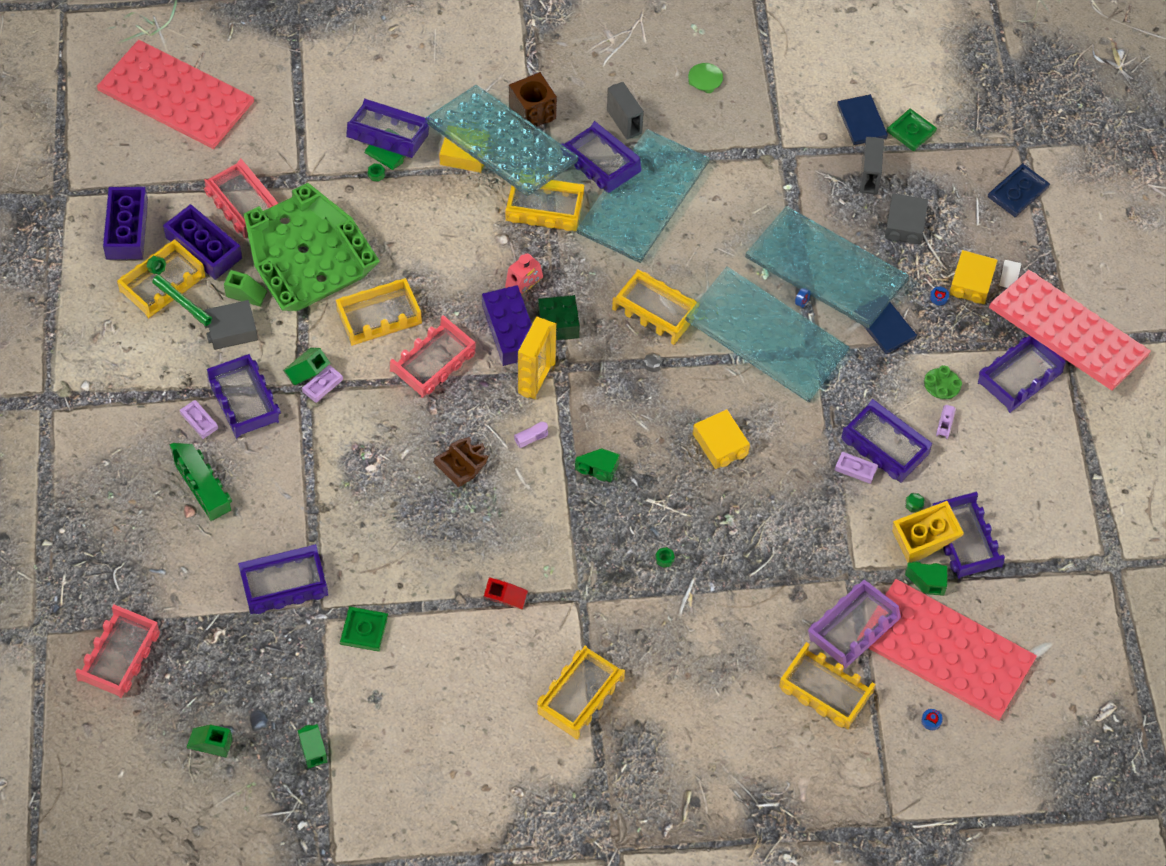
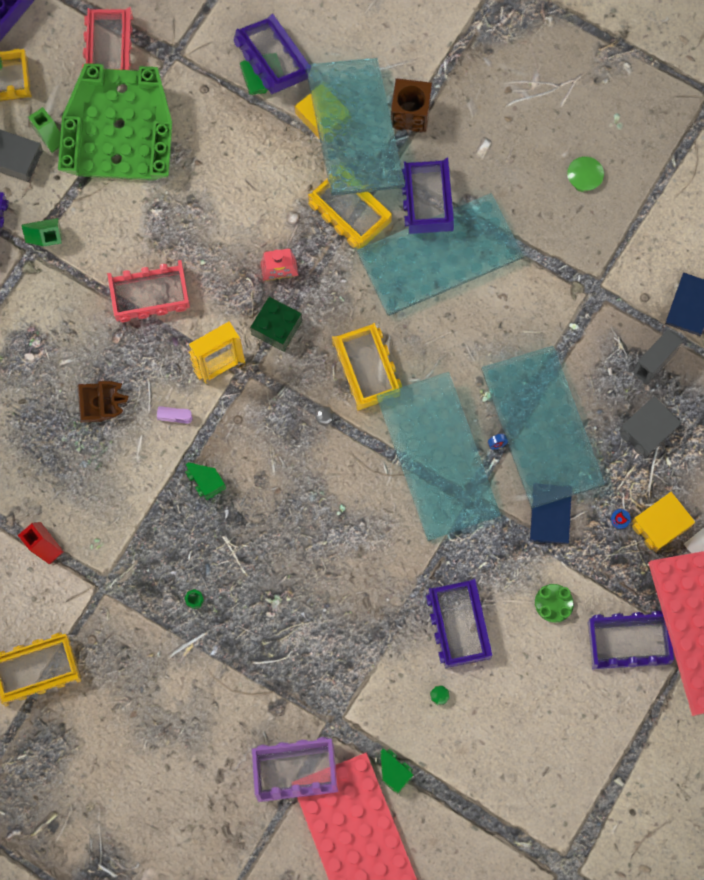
camera: 40 degrees right, 15 degrees up
(204, 241) = (45, 65): dark purple brick -> none
(322, 383) = (45, 256): lavender plate -> none
(376, 172) = (235, 88): green tile -> none
(378, 311) = (137, 220): window -> none
(507, 321) = (233, 298): dark purple brick -> none
(625, 110) = (483, 163): dark grey brick -> none
(721, 439) = (322, 526): yellow brick -> none
(825, 687) = (230, 806): window -> none
(856, 467) = (415, 629): lavender plate -> none
(926, 531) = (421, 732): yellow slope -> none
(946, 421) = (529, 639): lavender bar -> none
(975, 549) = (456, 757): window -> none

